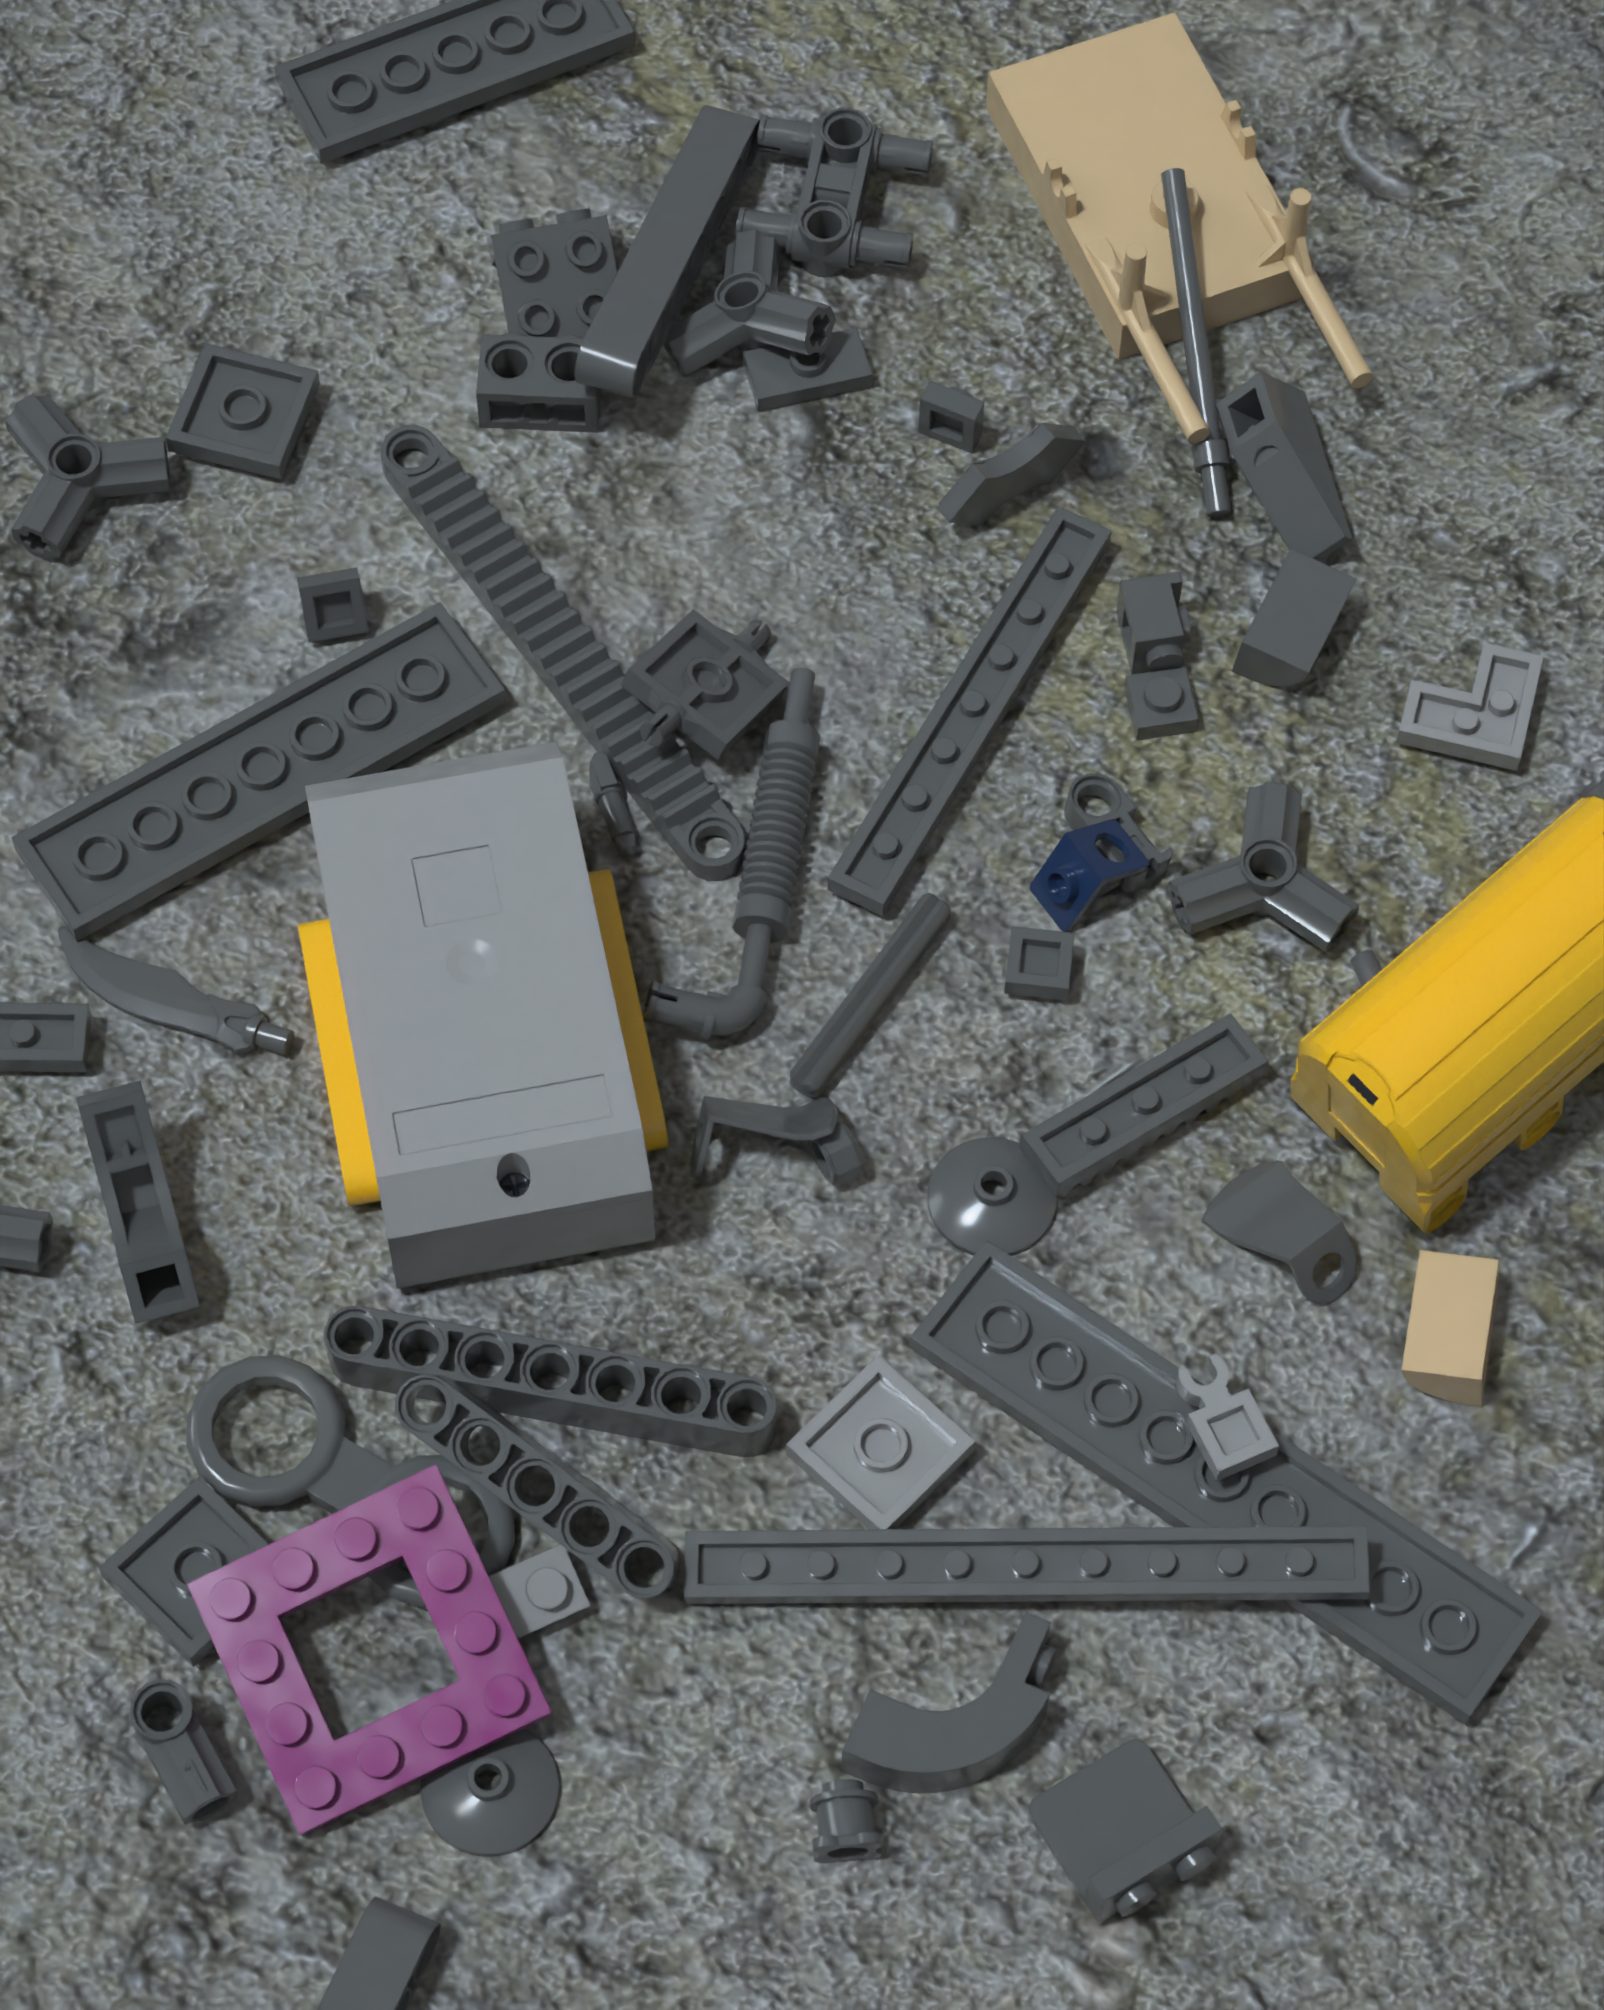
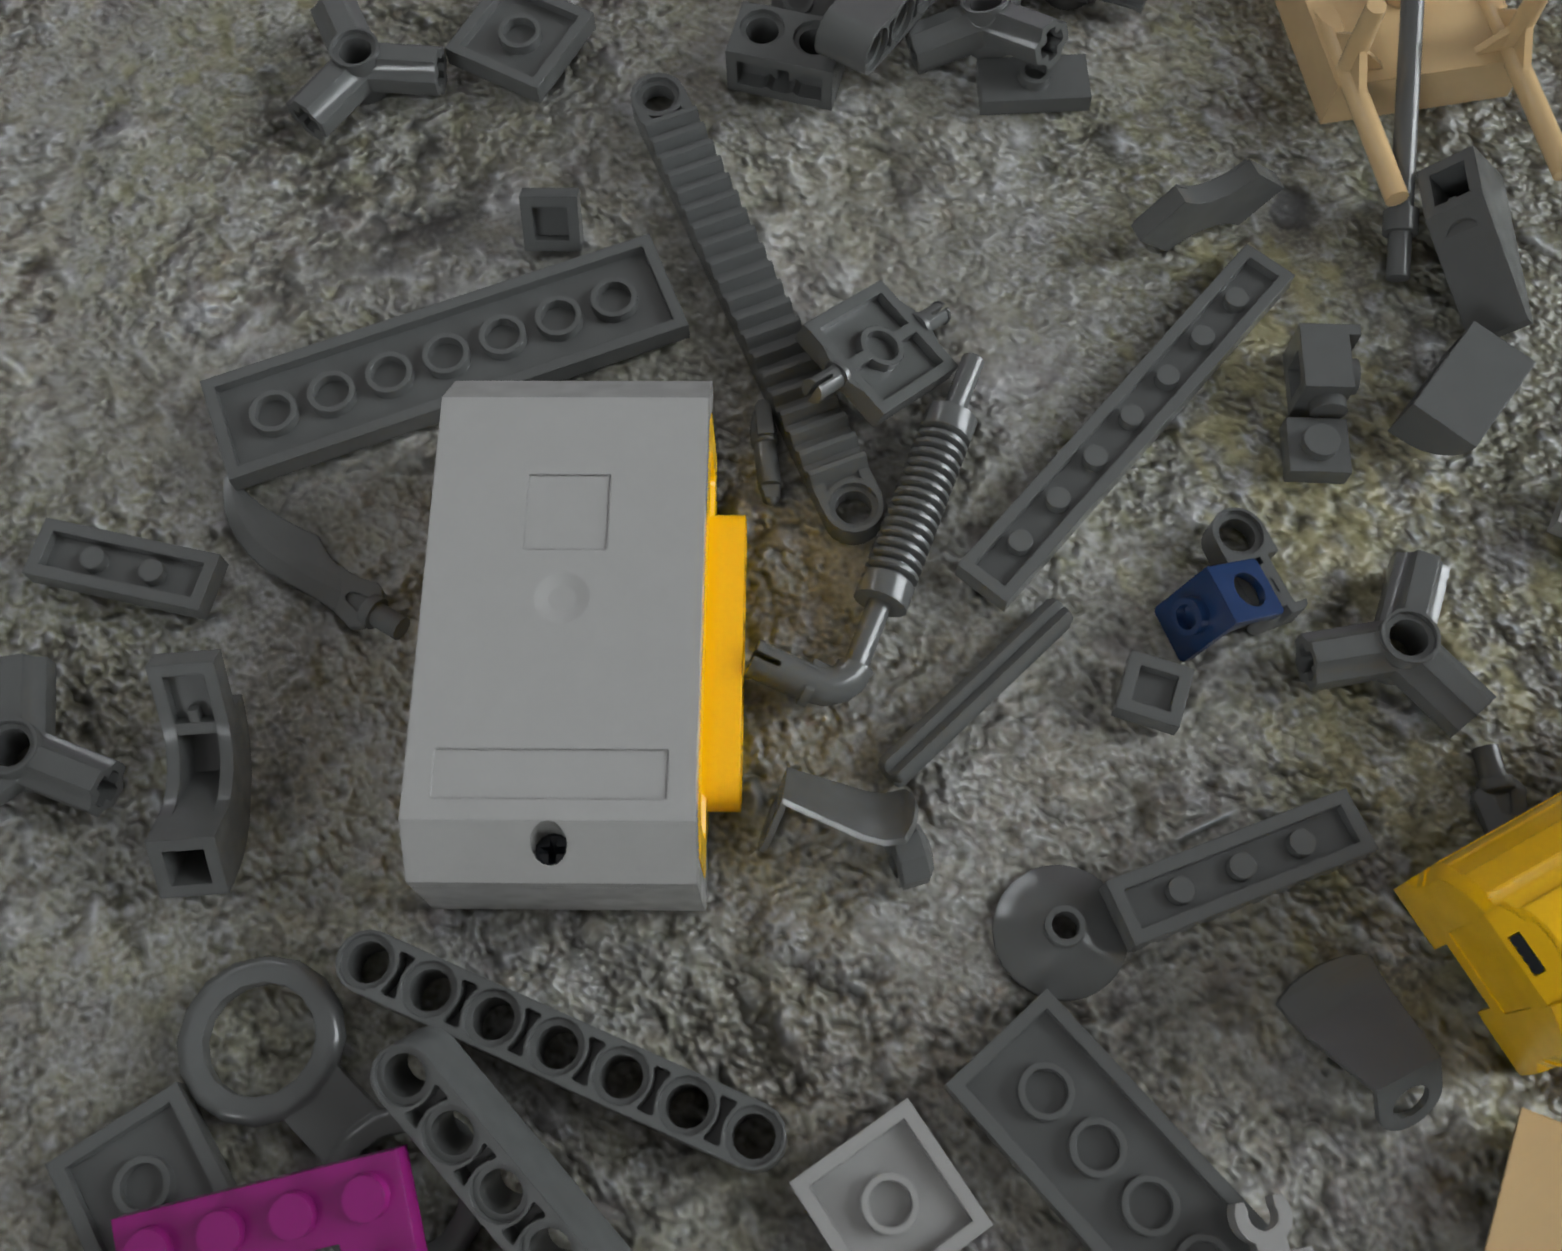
camera: 15 degrees right, 5 degrees up
(951, 416) = (1158, 145): dark grey plate -> none

